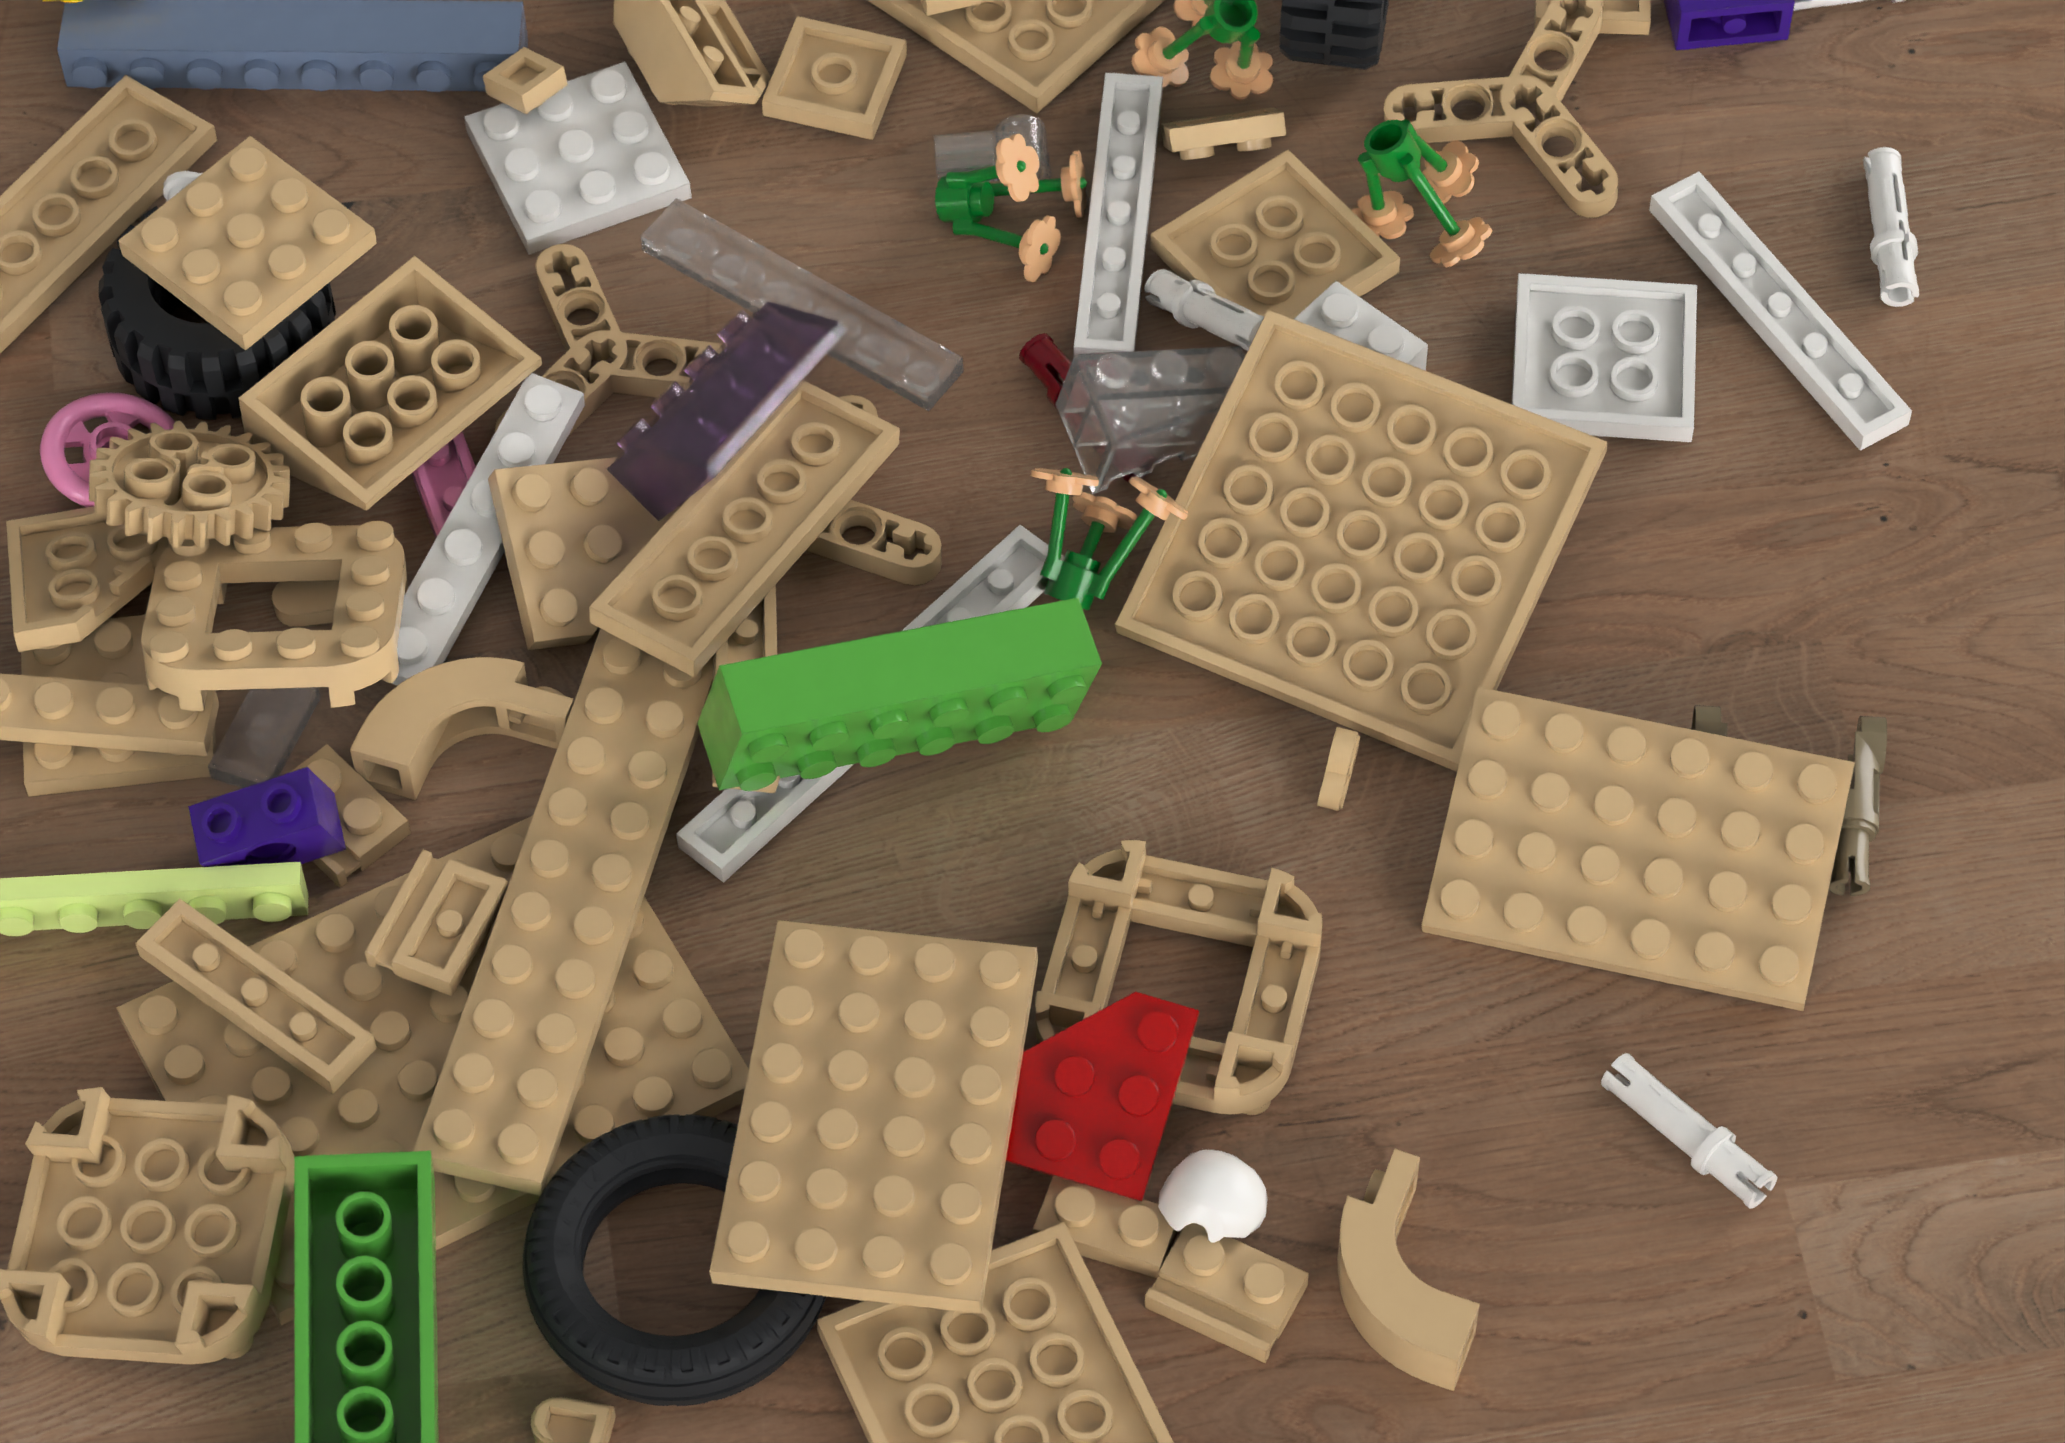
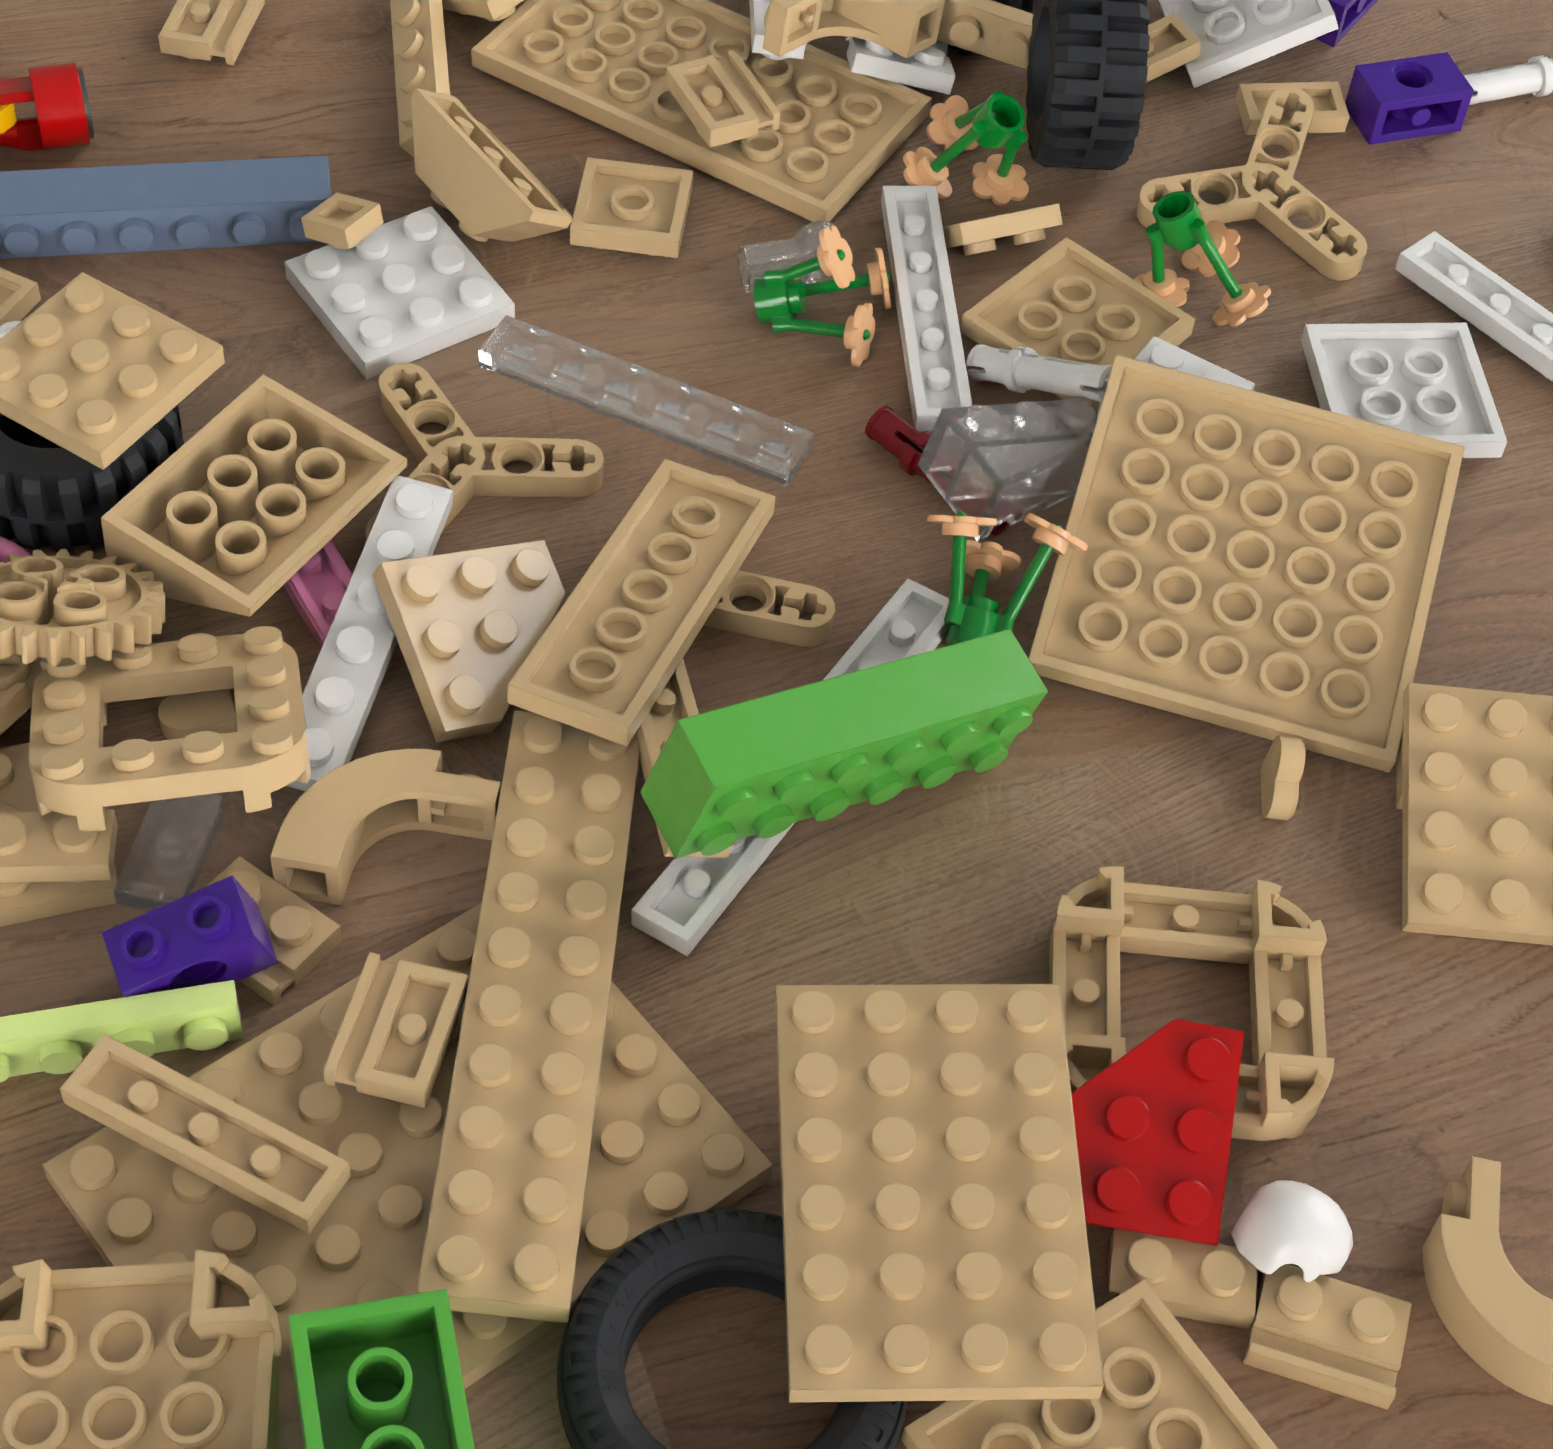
camera: 15 degrees left, 5 degrees down
(721, 403) = (597, 488): clear purple slope -> none

